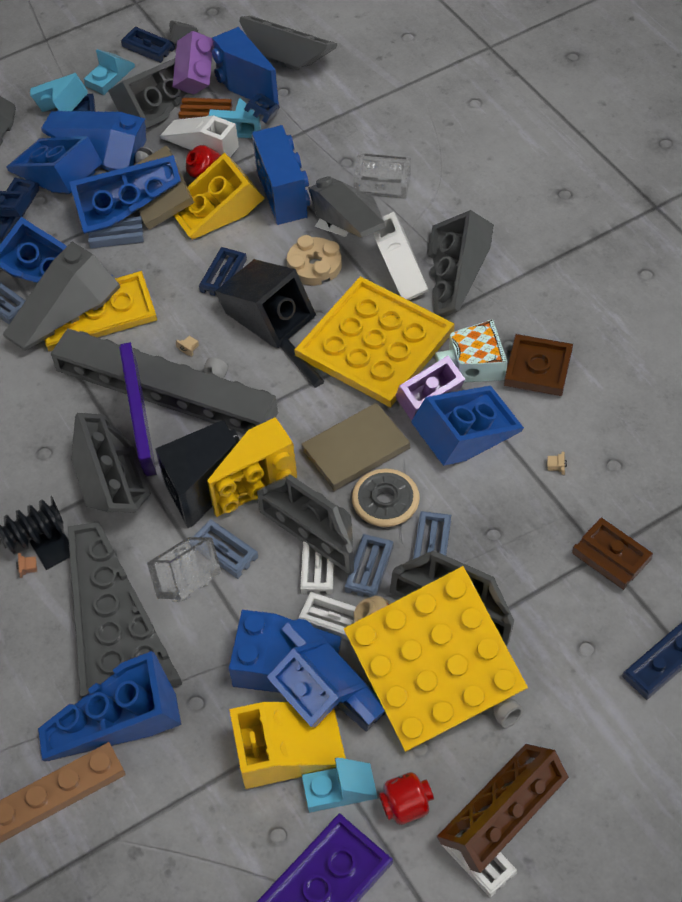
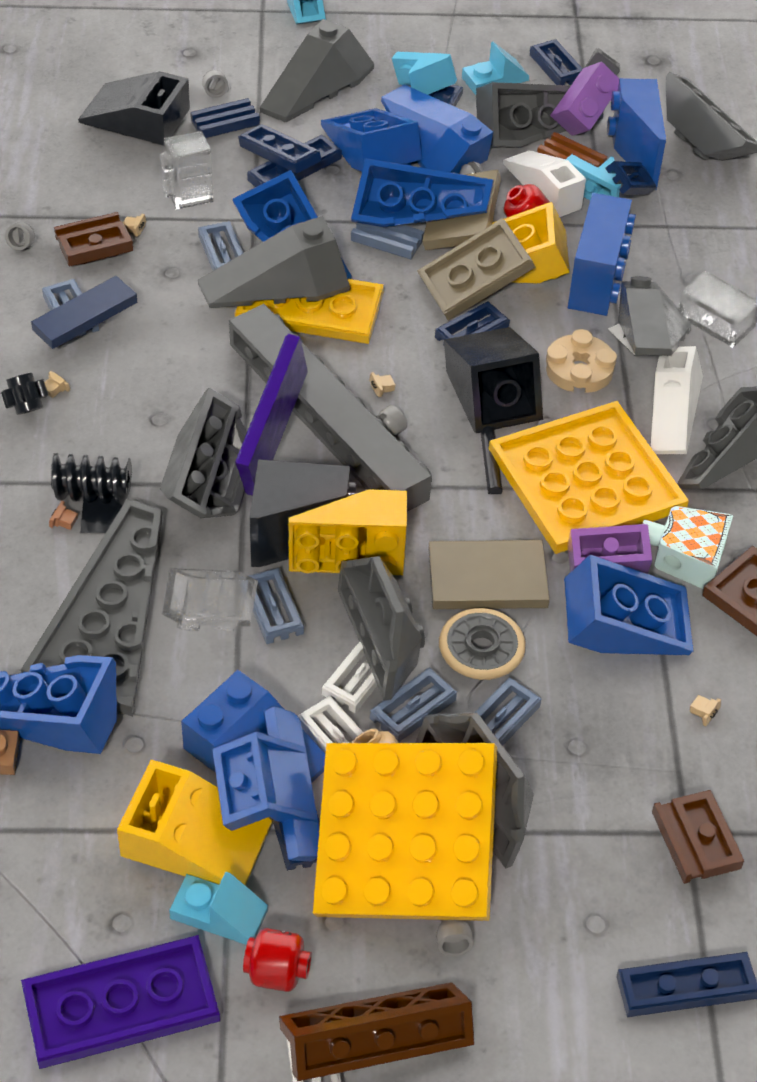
camera: 25 degrees right, 5 degrees down
(200, 227) = (476, 269): none -> dark tan tile

